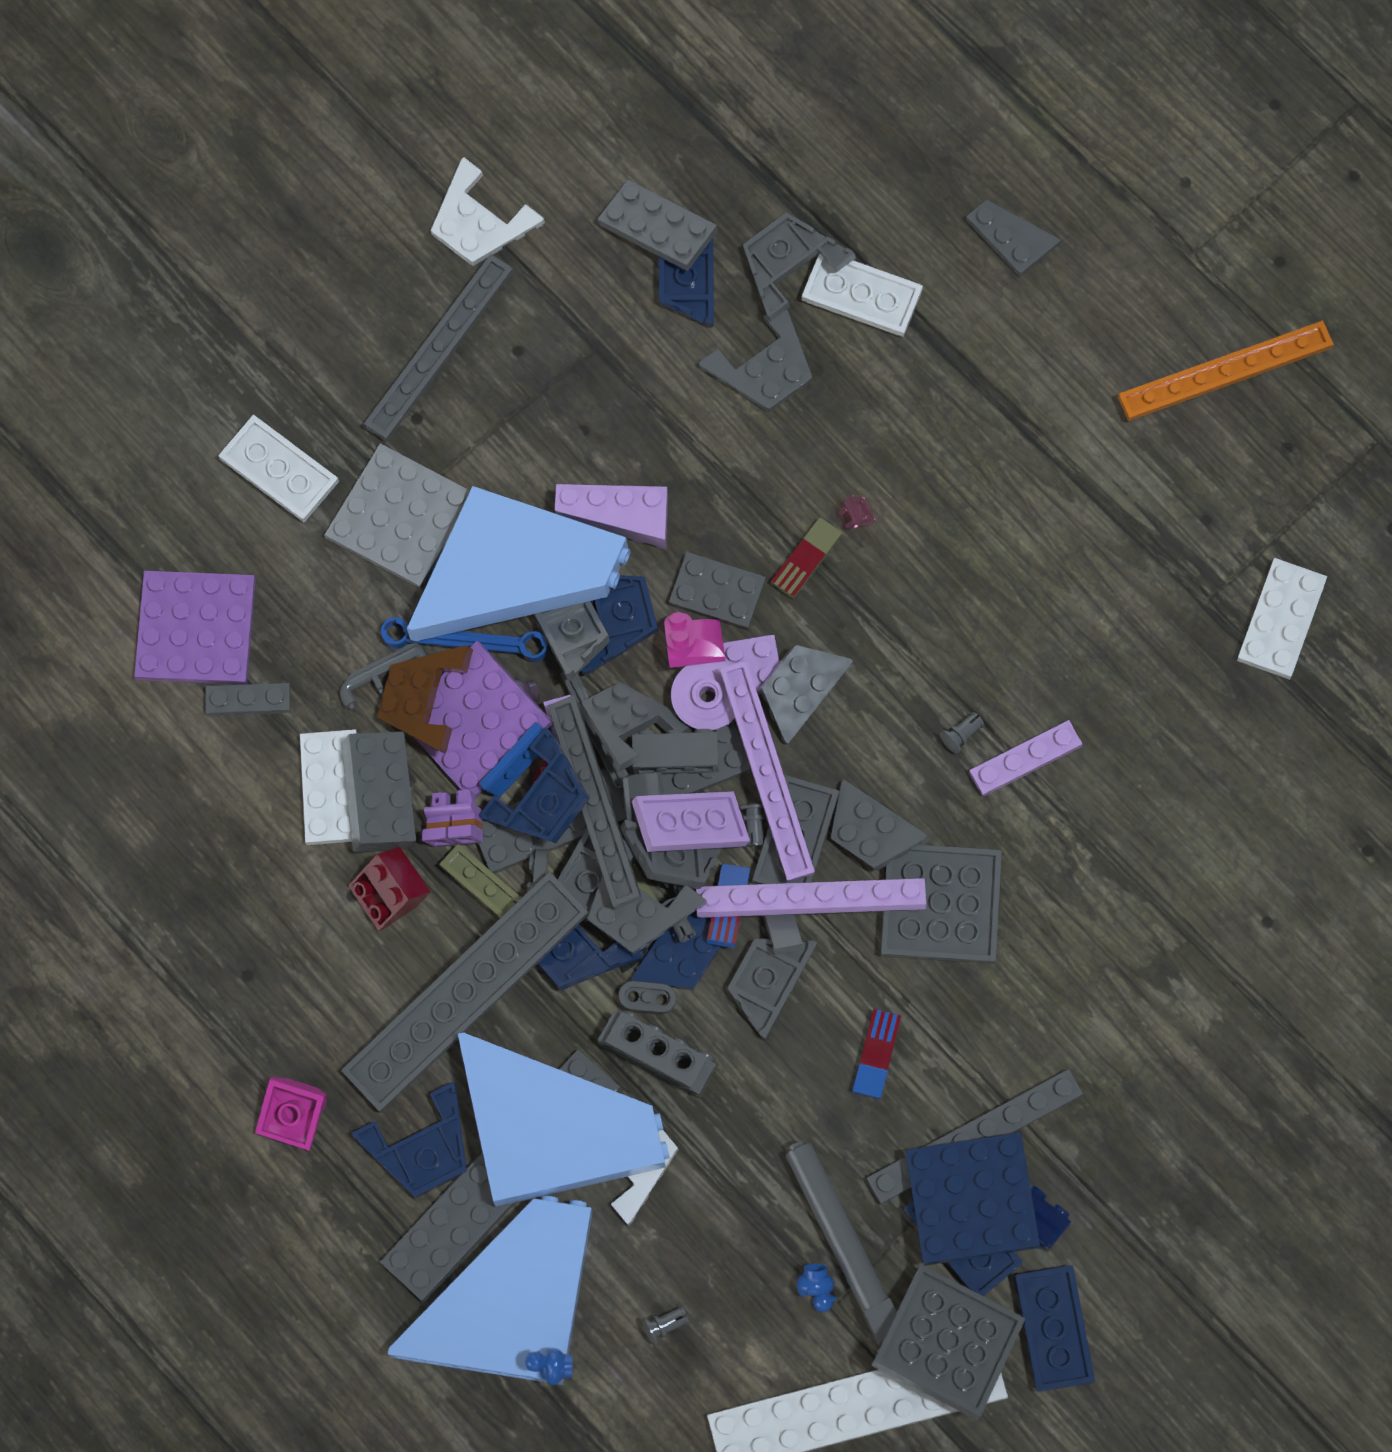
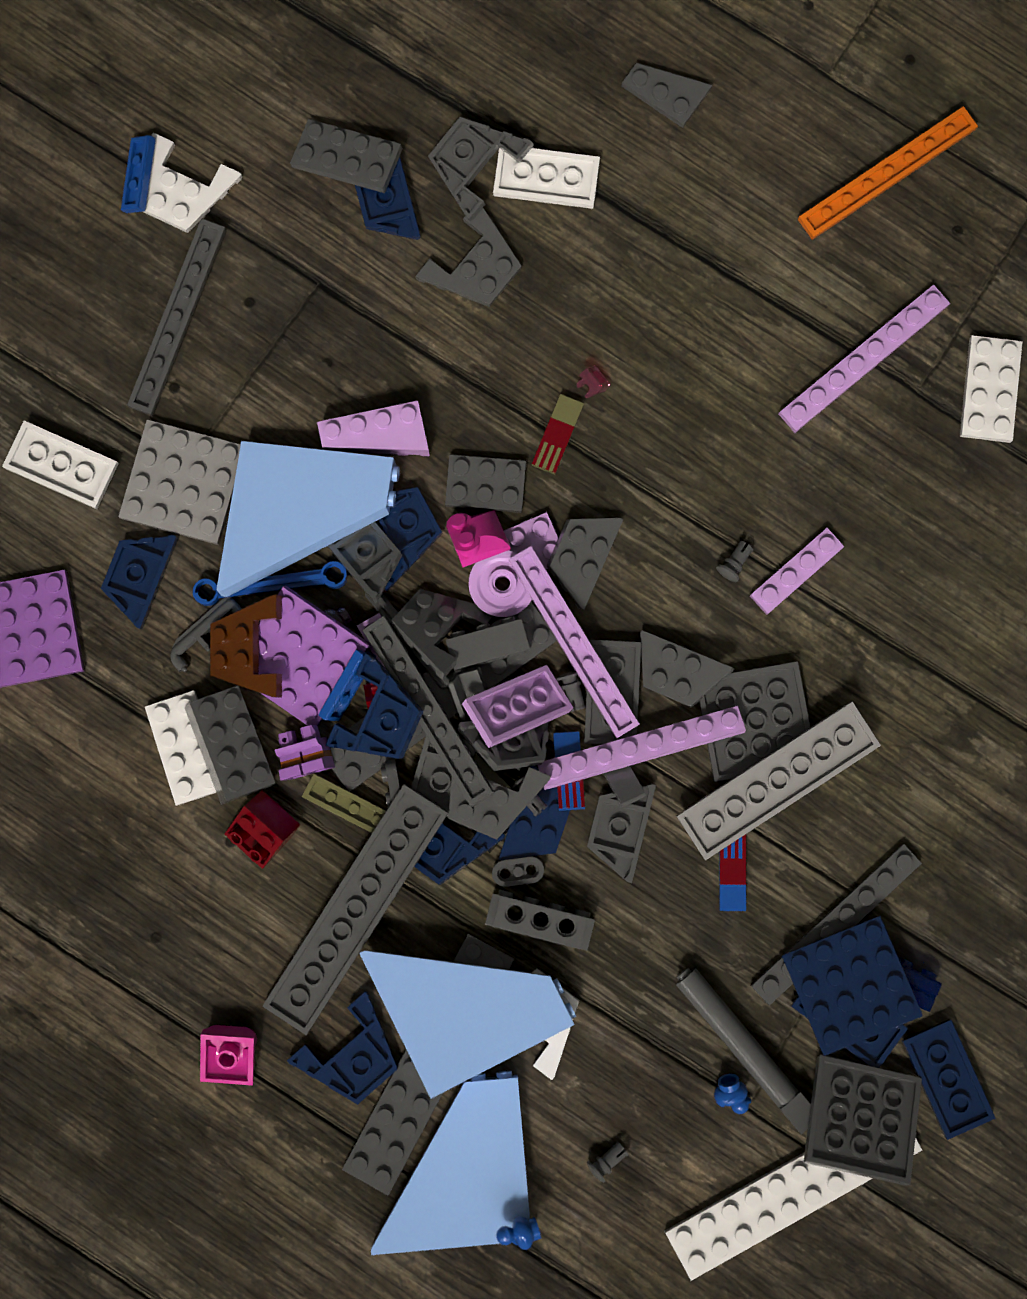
camera: 20 degrees left, 10 degrees up
(248, 699) = (89, 685): dark grey plate -> none
(328, 598) = (137, 575): none -> dark blue wing
(437, 195) = (138, 174): none -> blue tile
(948, 966) = (778, 780): none -> light grey plate
(1153, 556) = (864, 358): none -> lavender plate

